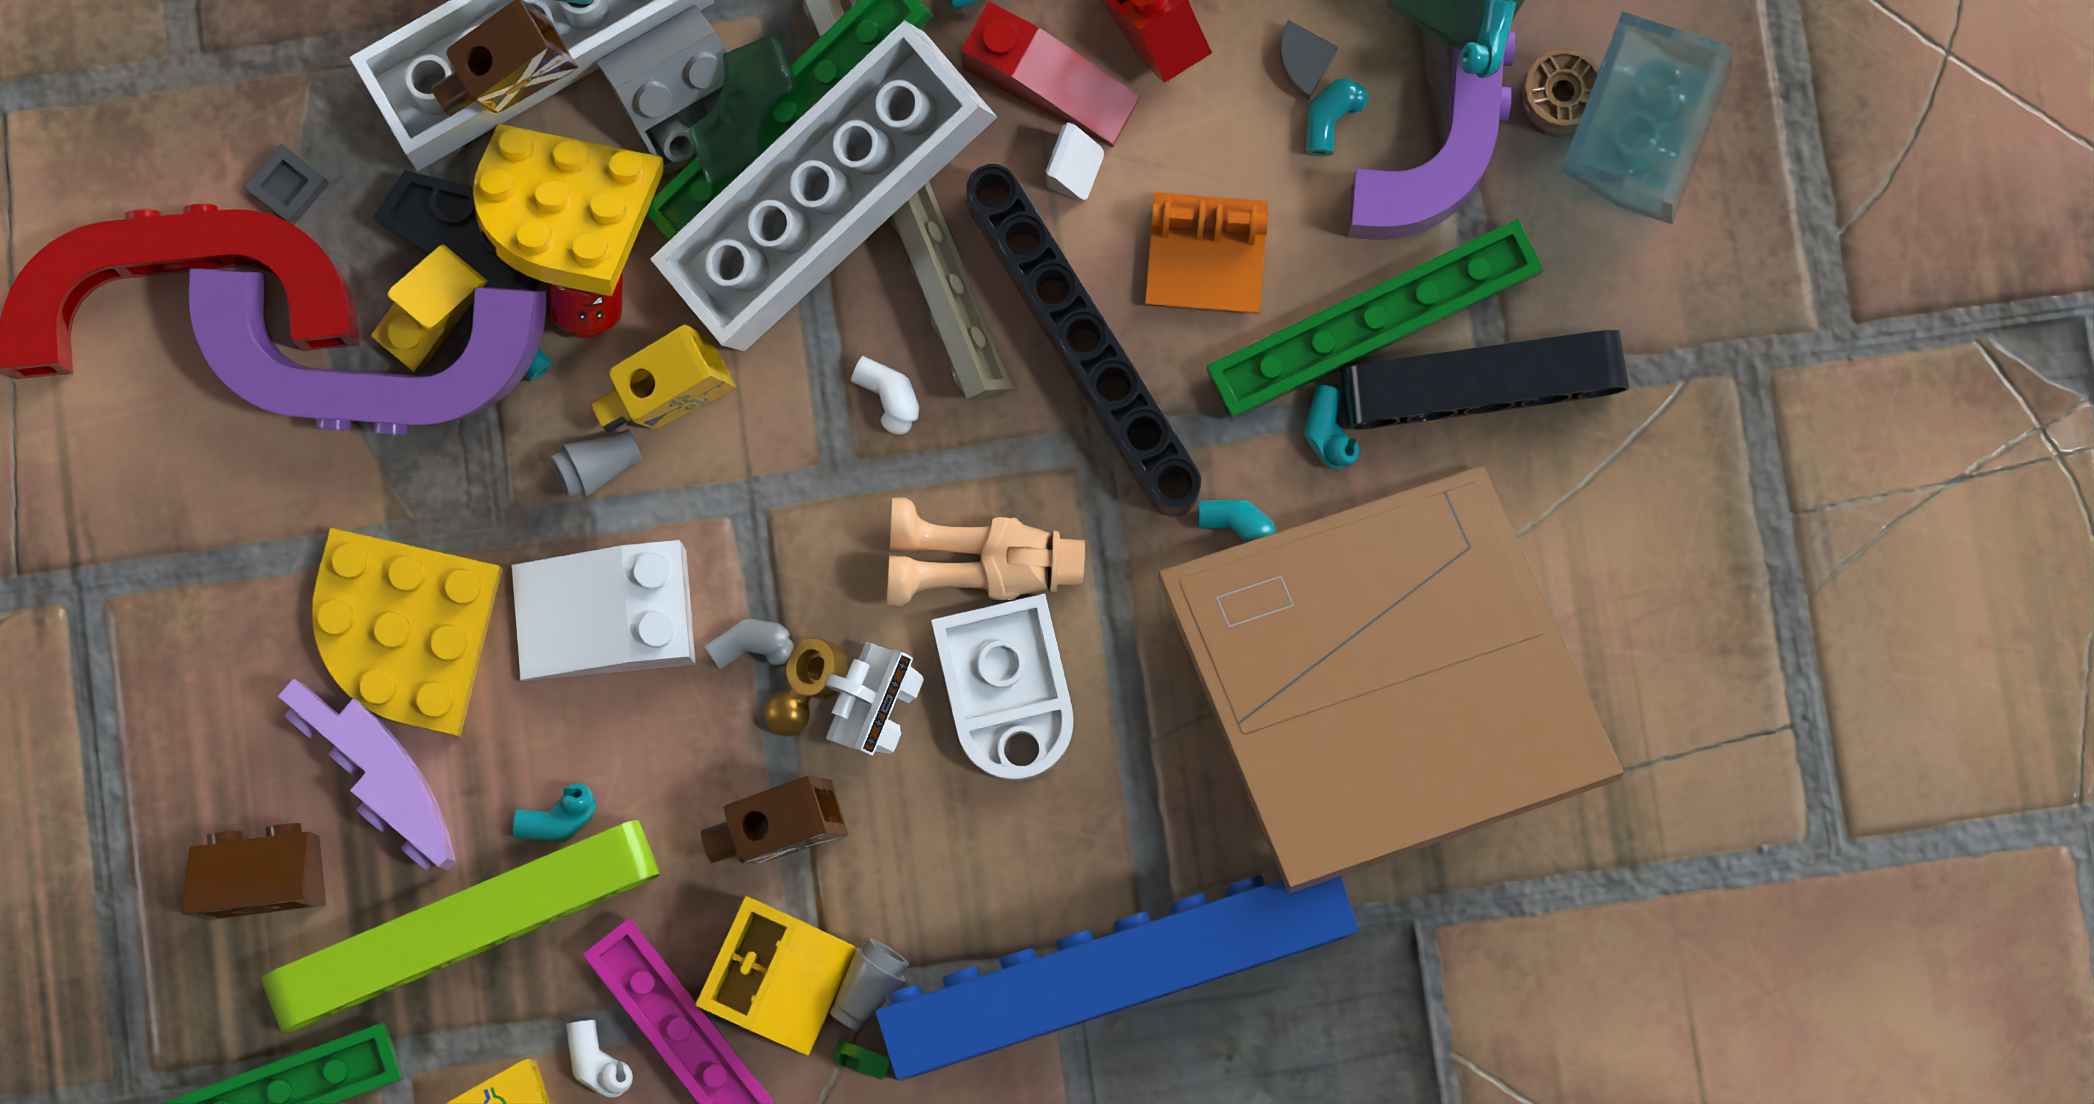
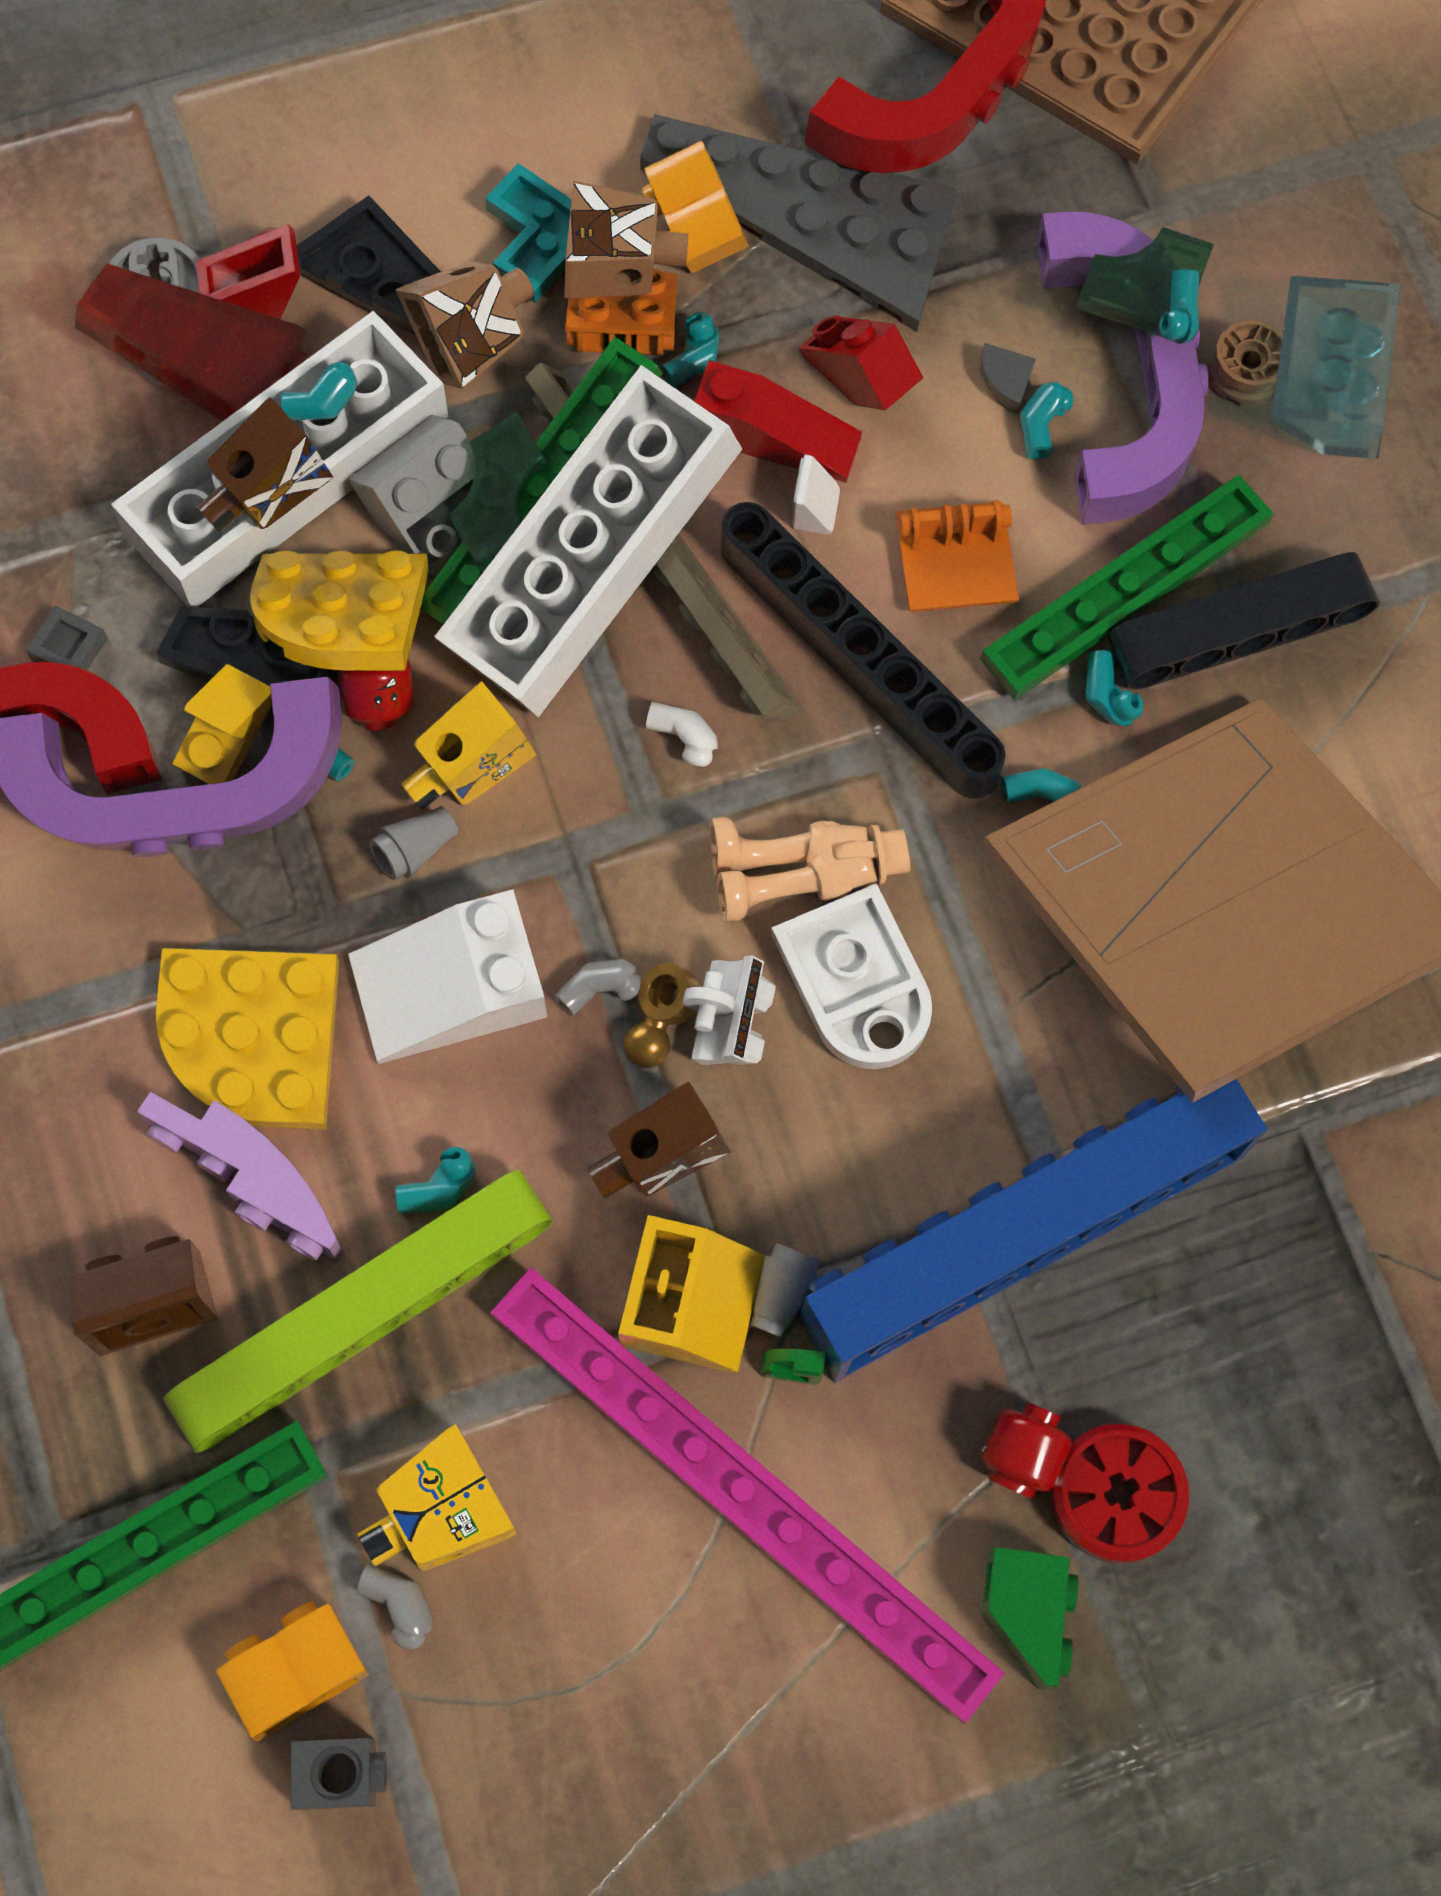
camera: 15 degrees left, 10 degrees down
(593, 1066) = (521, 1426): white arm -> none

